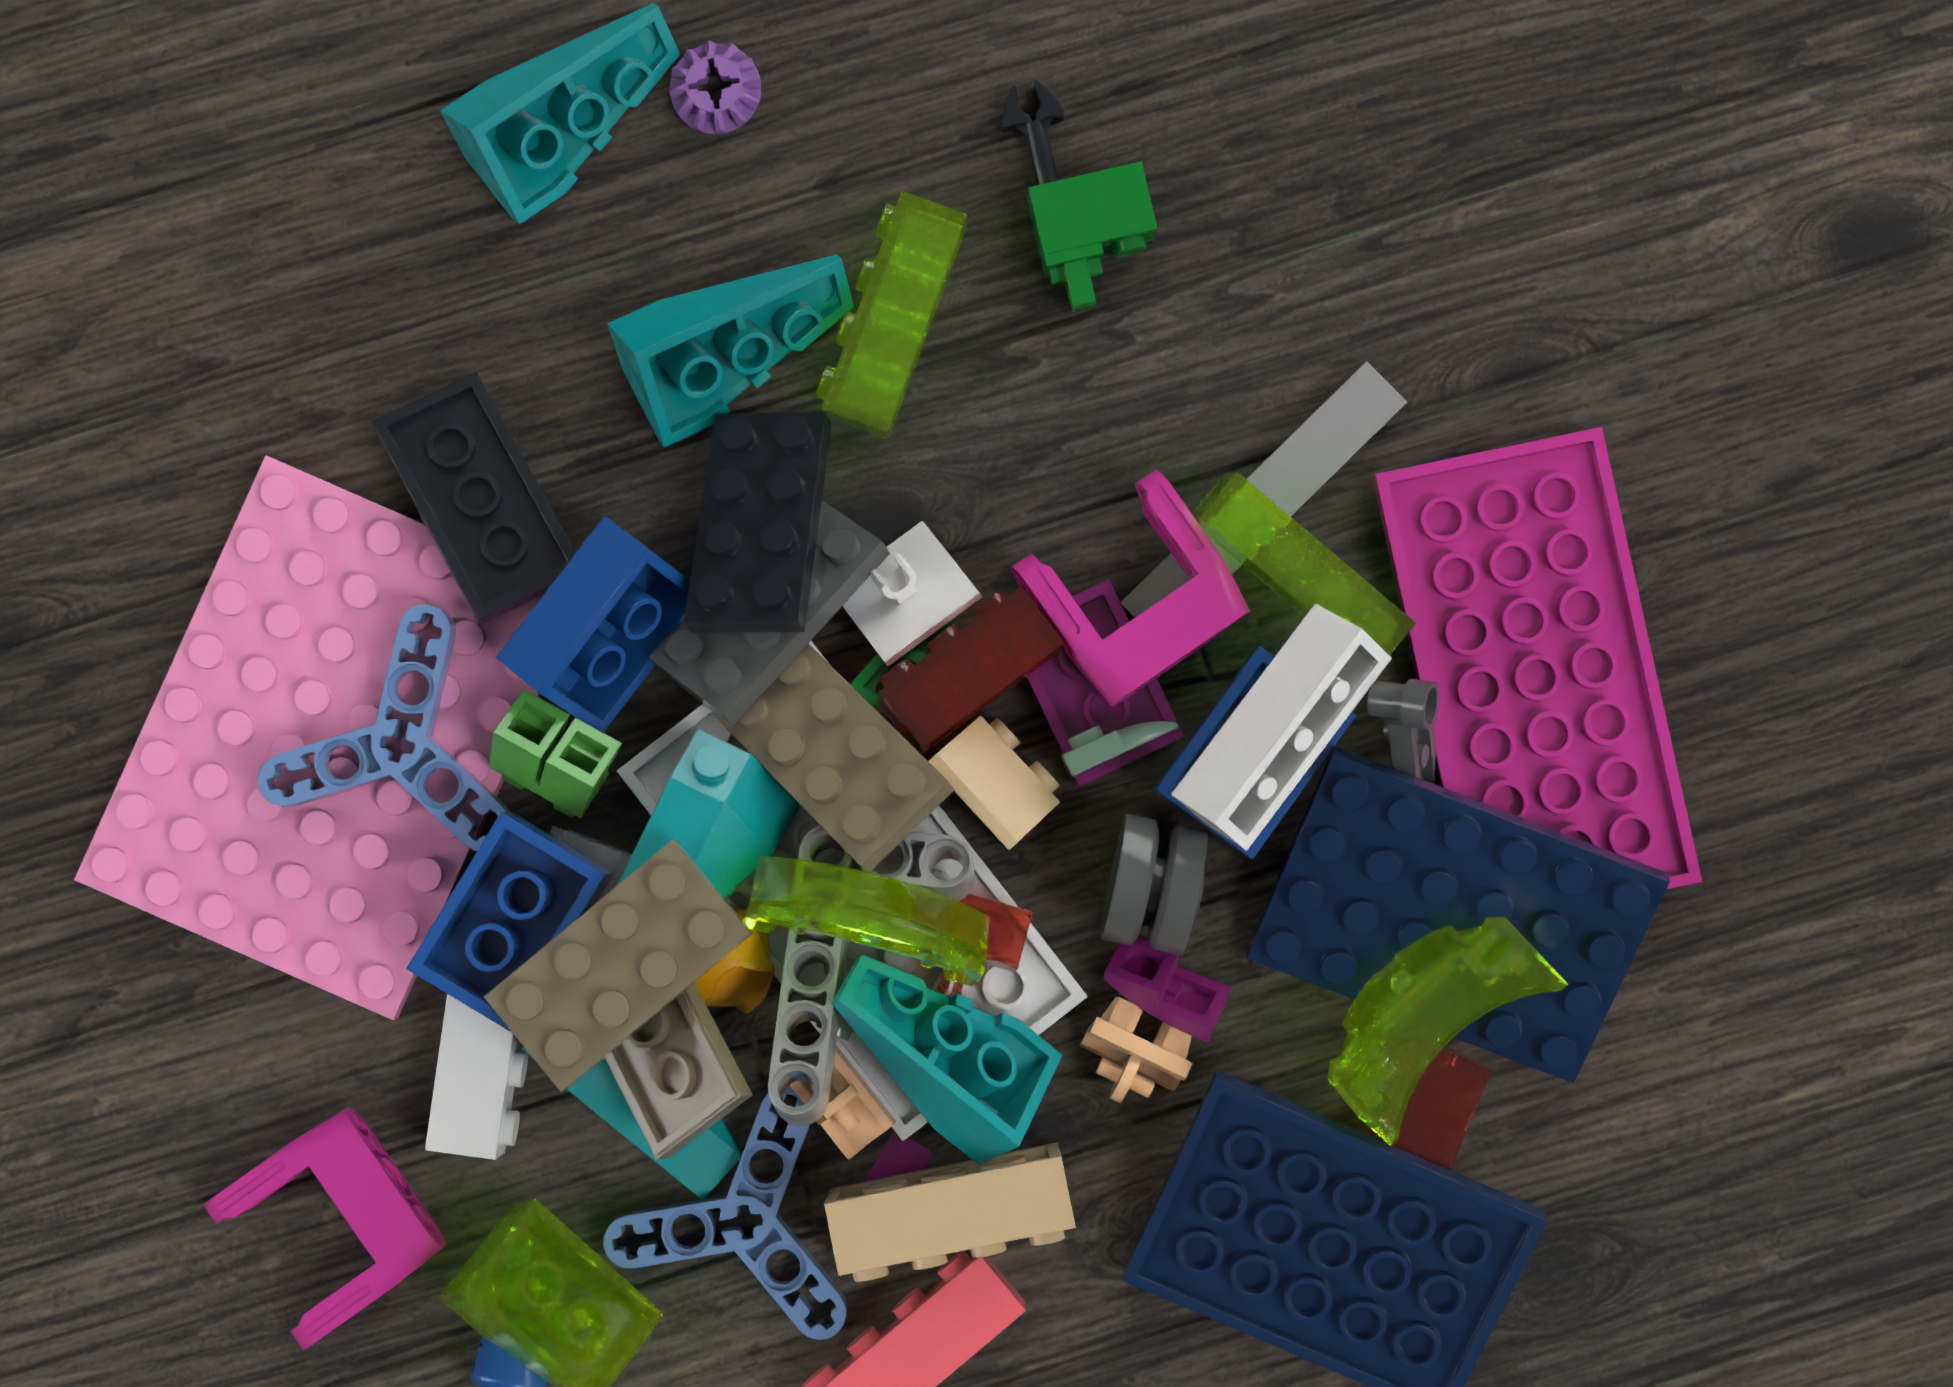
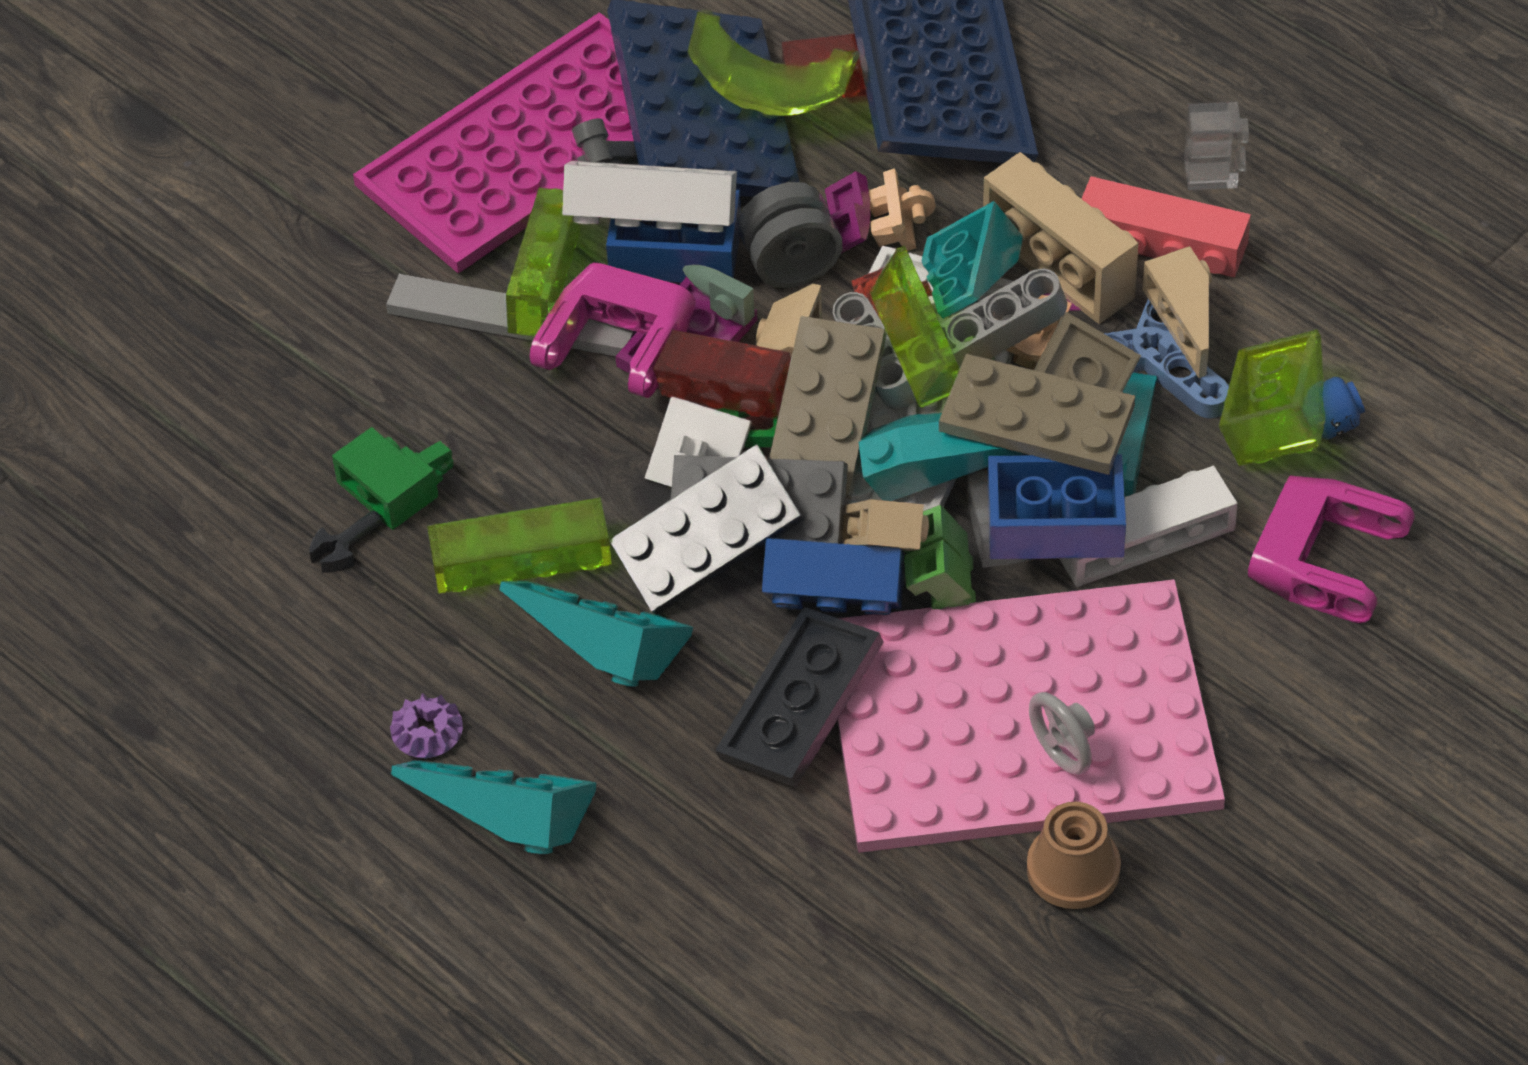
camera: 115 degrees left, 35 degrees down
(116, 671) = (1074, 857): none -> medium nougat piece
(214, 741) = (1068, 728): none -> light grey piece
(375, 759) = (990, 633): medium blue piece -> none
(604, 702) = (885, 524): none -> tan slope
(759, 1292) = (1180, 295): none -> tan slope

